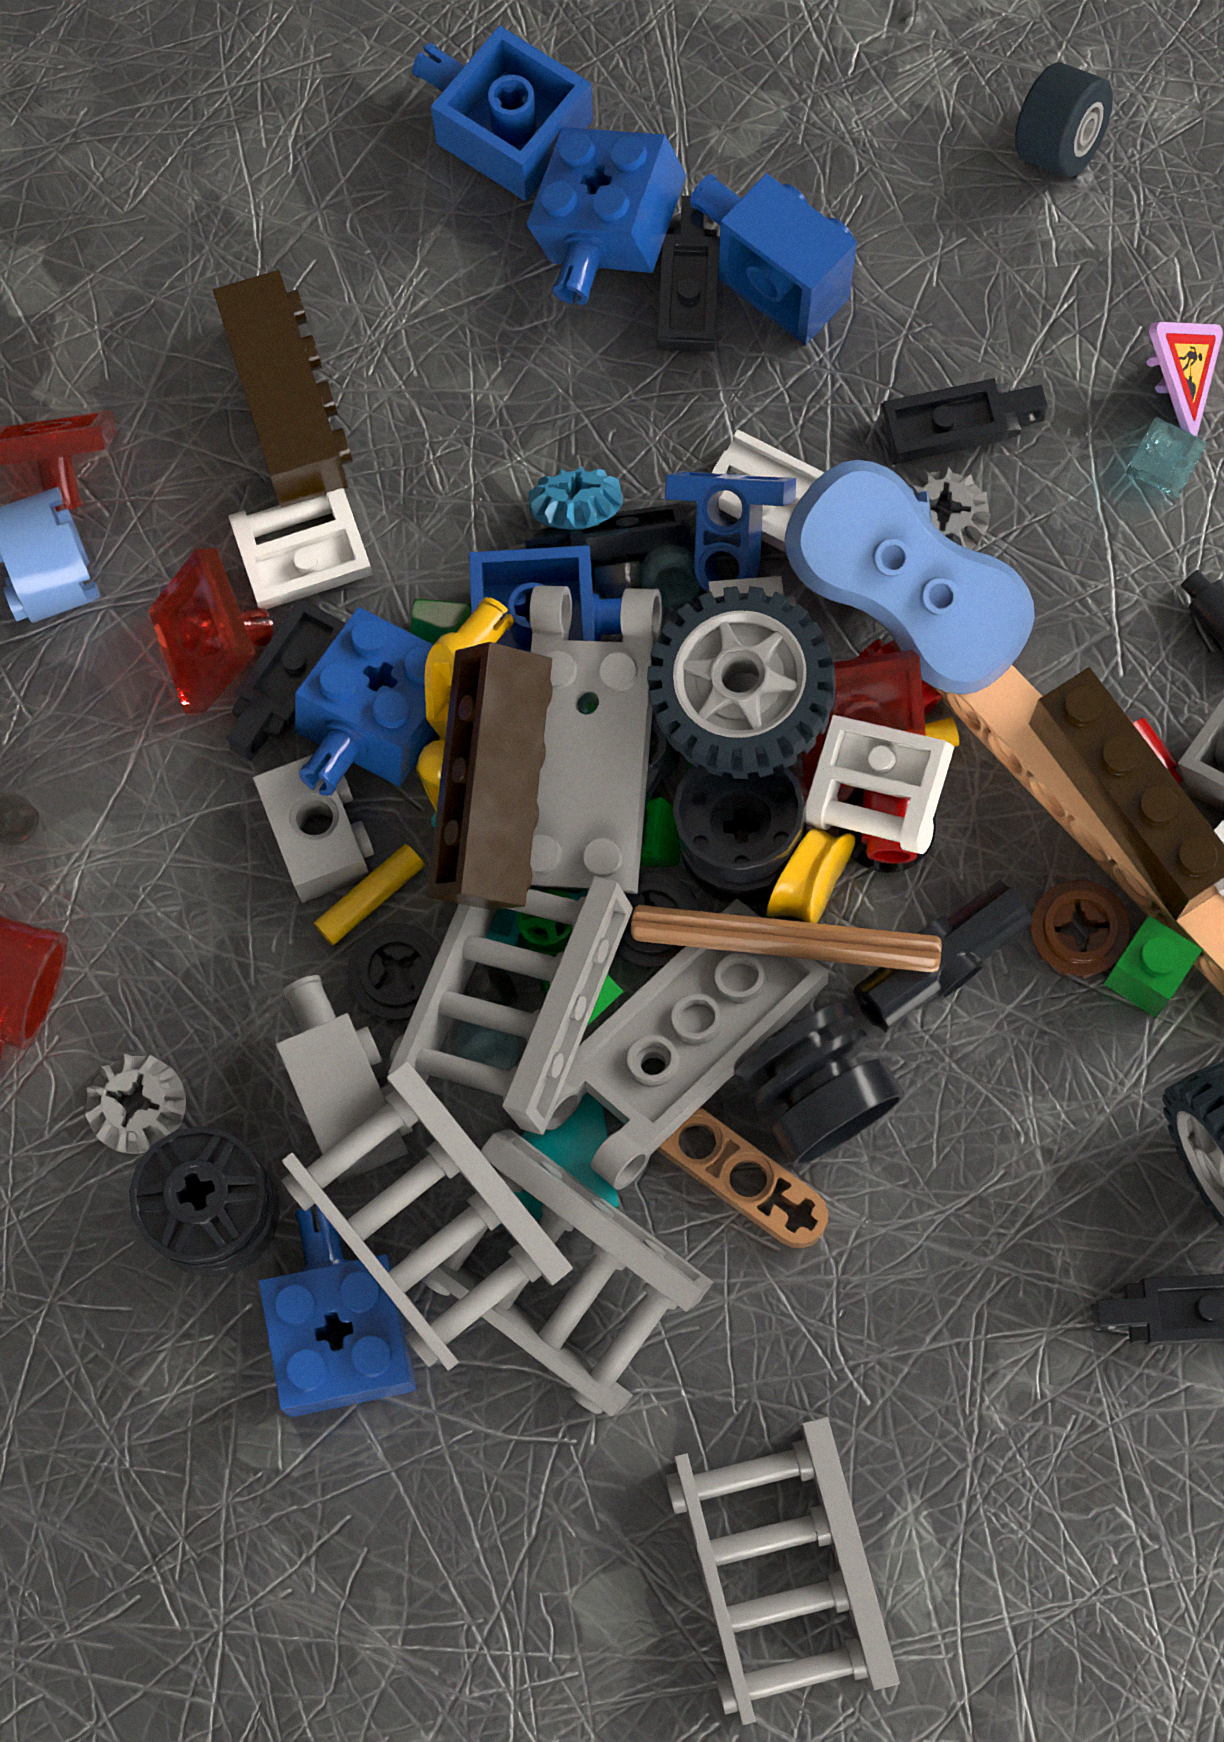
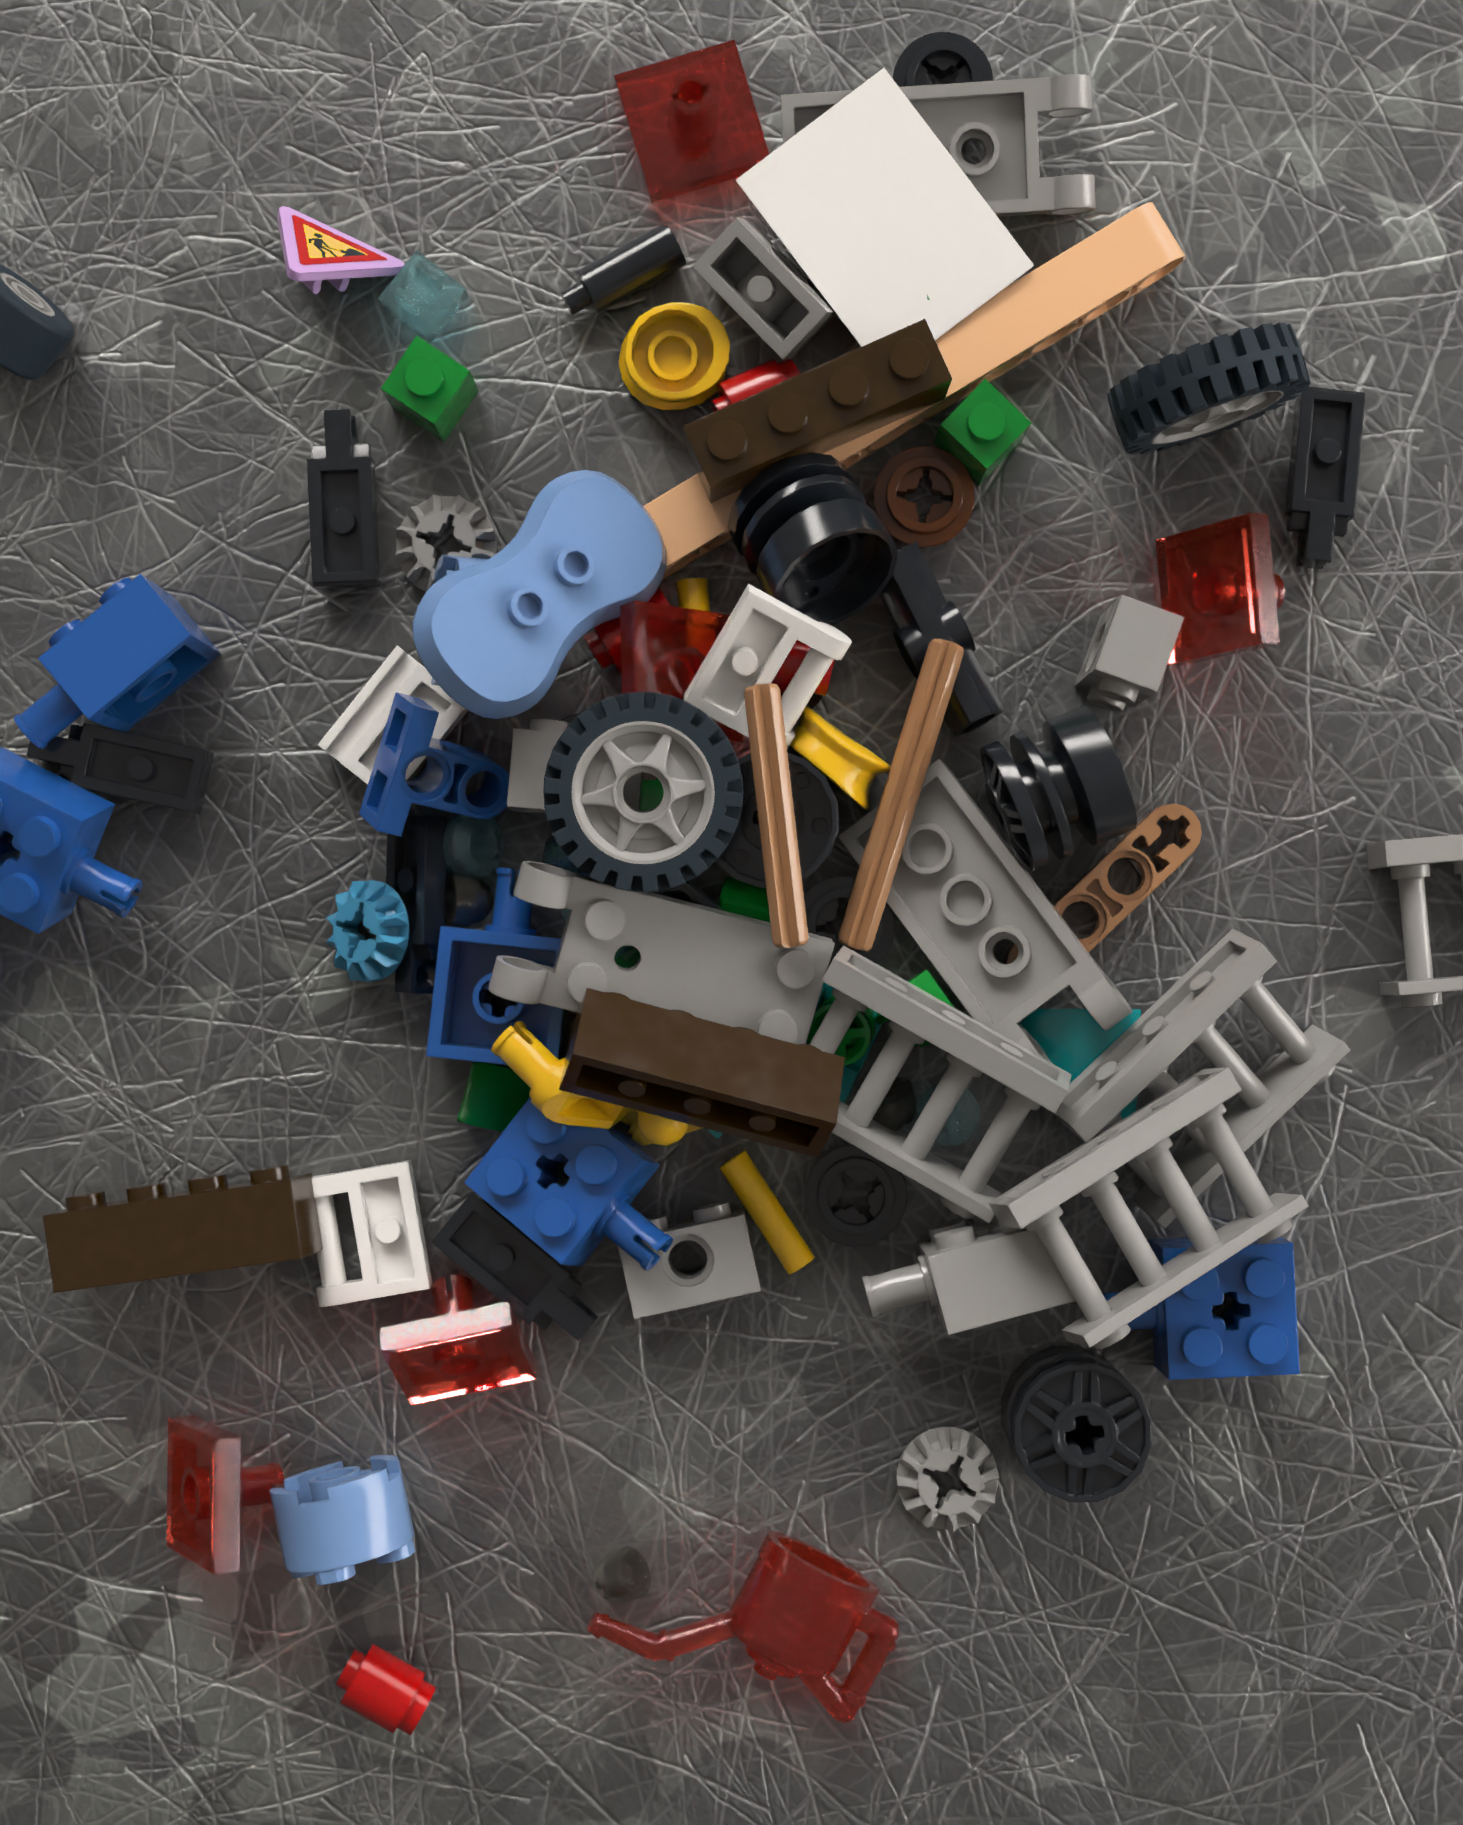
camera: 85 degrees left, 15 degrees up
(742, 807) = (776, 815): none -> medium nougat axle
(963, 1130) = (1128, 654): none -> light grey brick
(1012, 814) = (812, 538): none -> black wheel
(1045, 1216) = (1222, 587): none -> clear red tile
(1081, 470) = (430, 388): none -> green brick
(1163, 680) = (674, 356): none -> yellow piece

